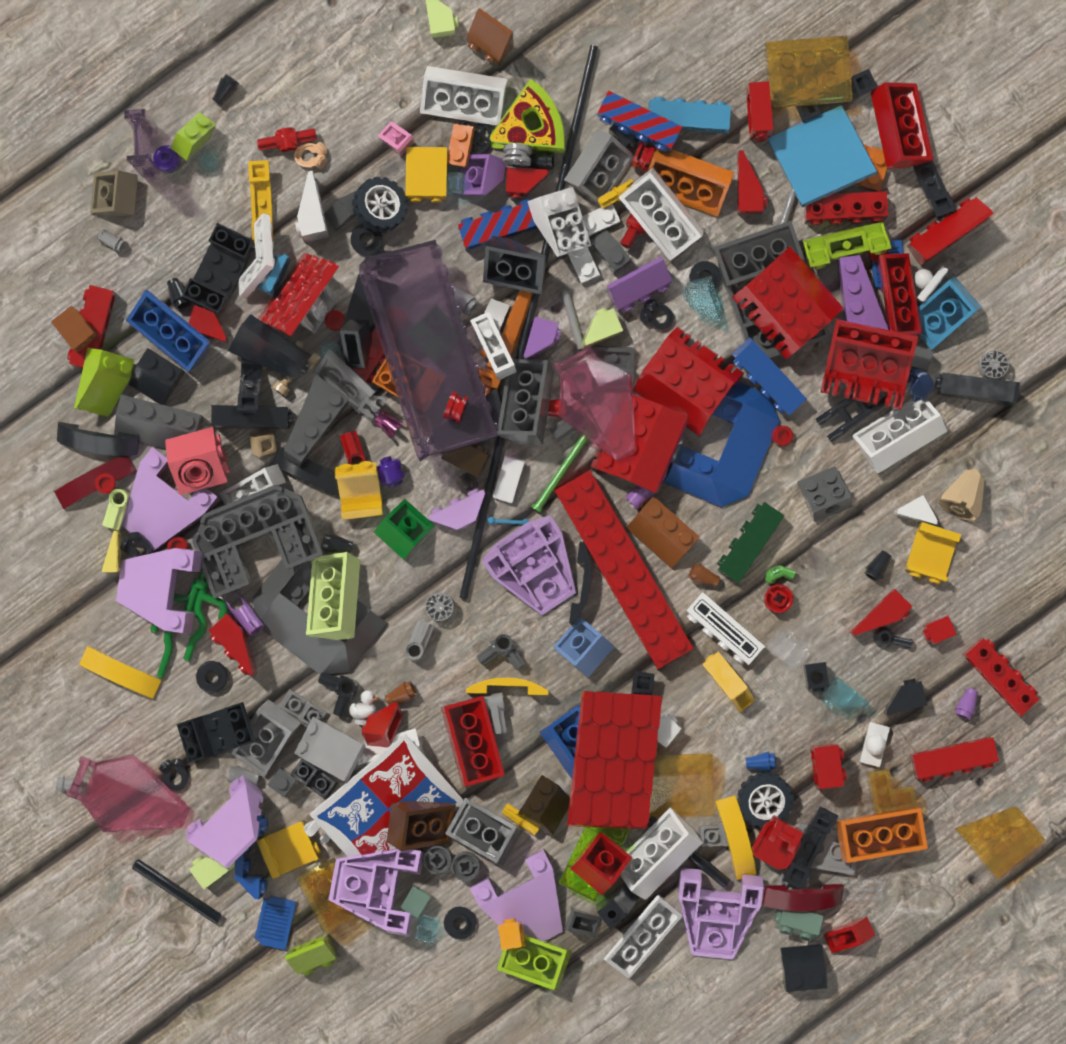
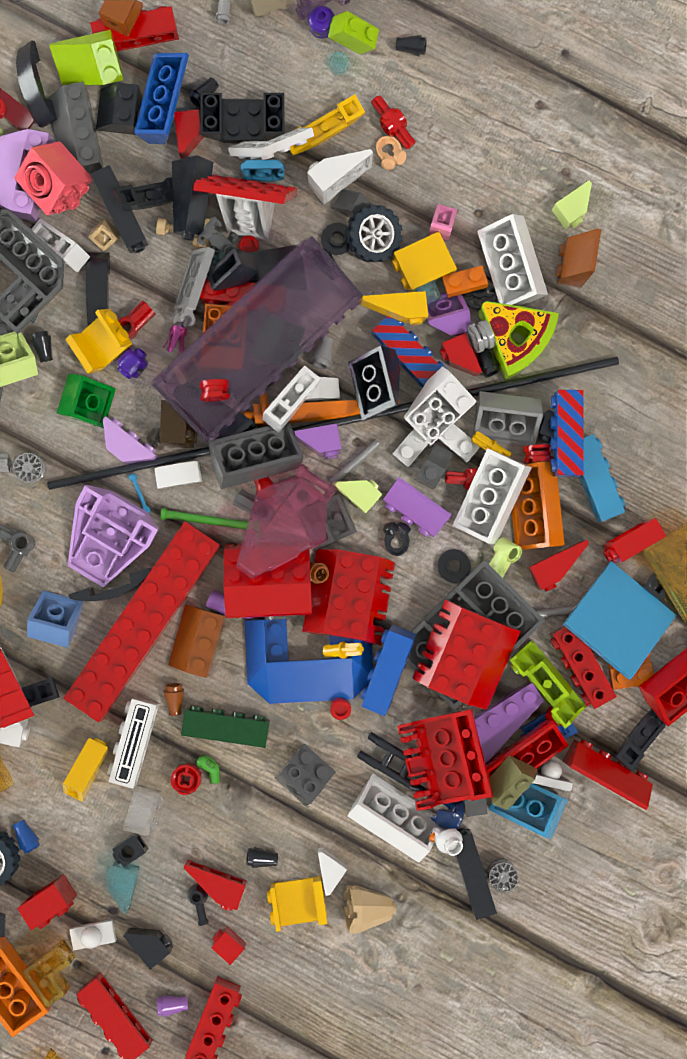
camera: 50 degrees right, 0 degrees up
(315, 419) = (144, 269): dark grey wedge -> none
(322, 343) = (216, 238): none -> dark grey piece
(459, 211) = (400, 306): none -> yellow slope
(656, 394) = (318, 572): none -> dark orange cone
(703, 298) = (432, 574): clear light blue slope -> none
(717, 227) = (505, 554): none -> yellowish green piece
(732, 407) = (343, 650): none -> yellow axle
(914, 316) = (511, 781): none -> olive slope
(939, 395) = (447, 841): none -> white animal

